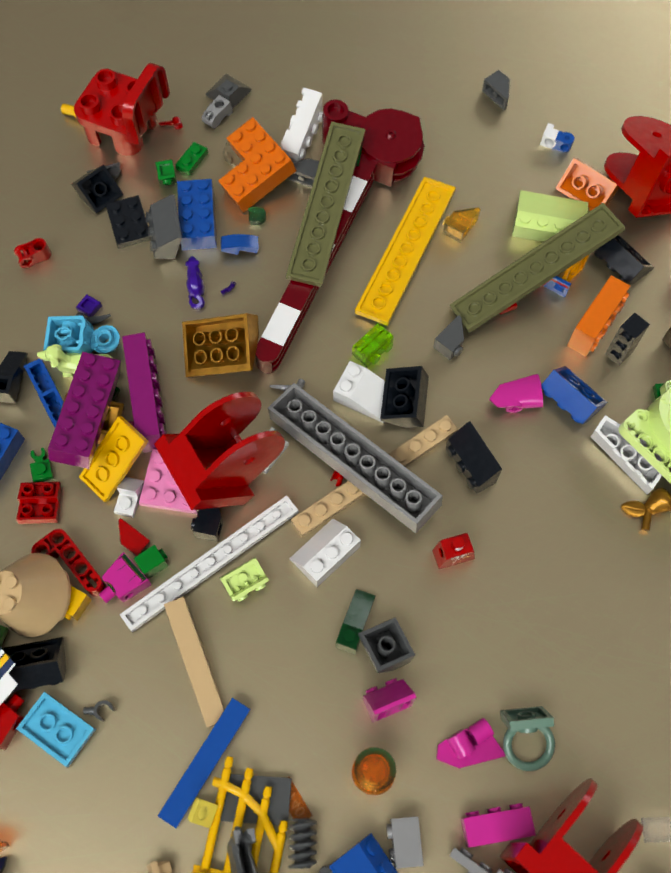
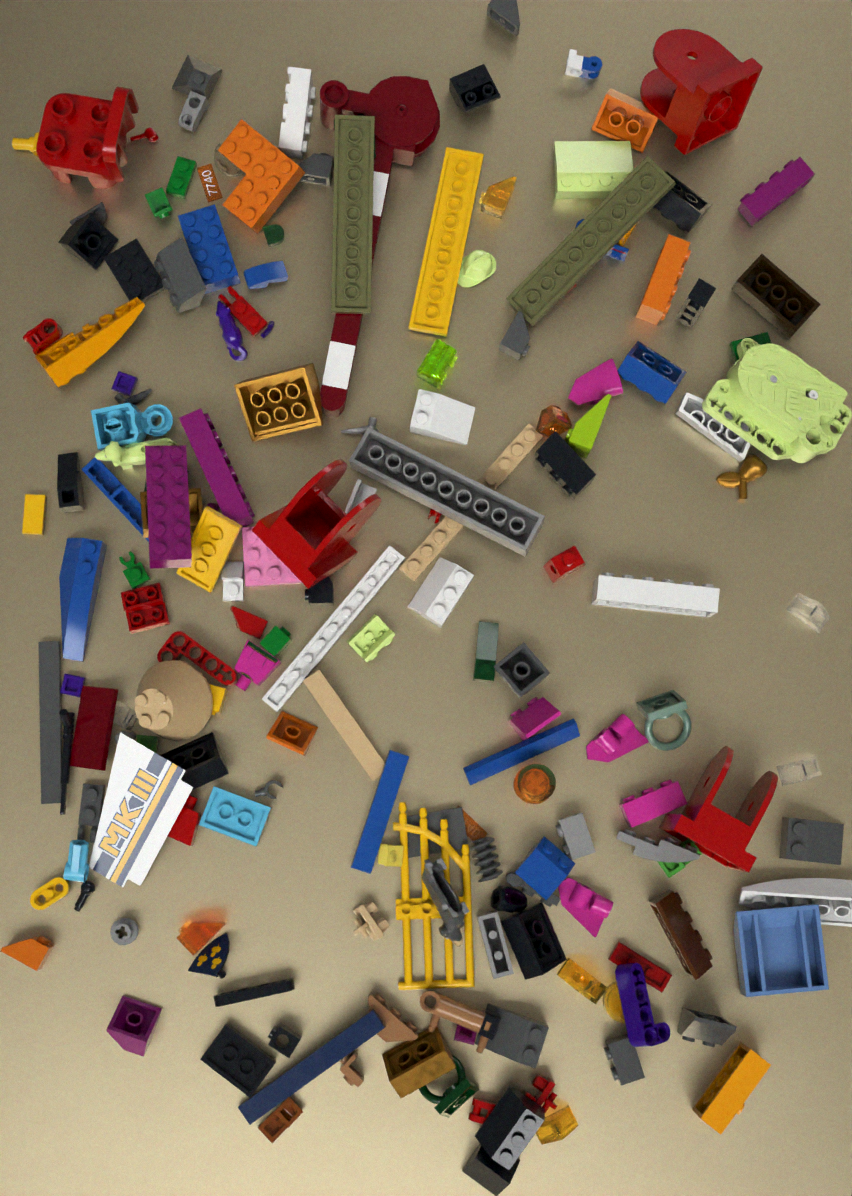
camera: 20 degrees left, 15 degrees up
(59, 271) = (77, 352): none -> light orange wedge
(139, 656) = (292, 733): none -> orange slope
(212, 271) = (244, 313): none -> red hinge
(214, 167) = (209, 182): none -> clear orange sticker
(368, 733) = (521, 752): none -> blue tile
(405, 396) = (482, 414): black slope -> none
(428, 275) = (476, 268): none -> yellowish green piece
(457, 136) = (473, 89): none -> black slope
(470, 412) = (553, 420): none -> clear orange slope
(502, 427) = (585, 430): none -> lime slope
(541, 602) = (655, 596): none -> white brick

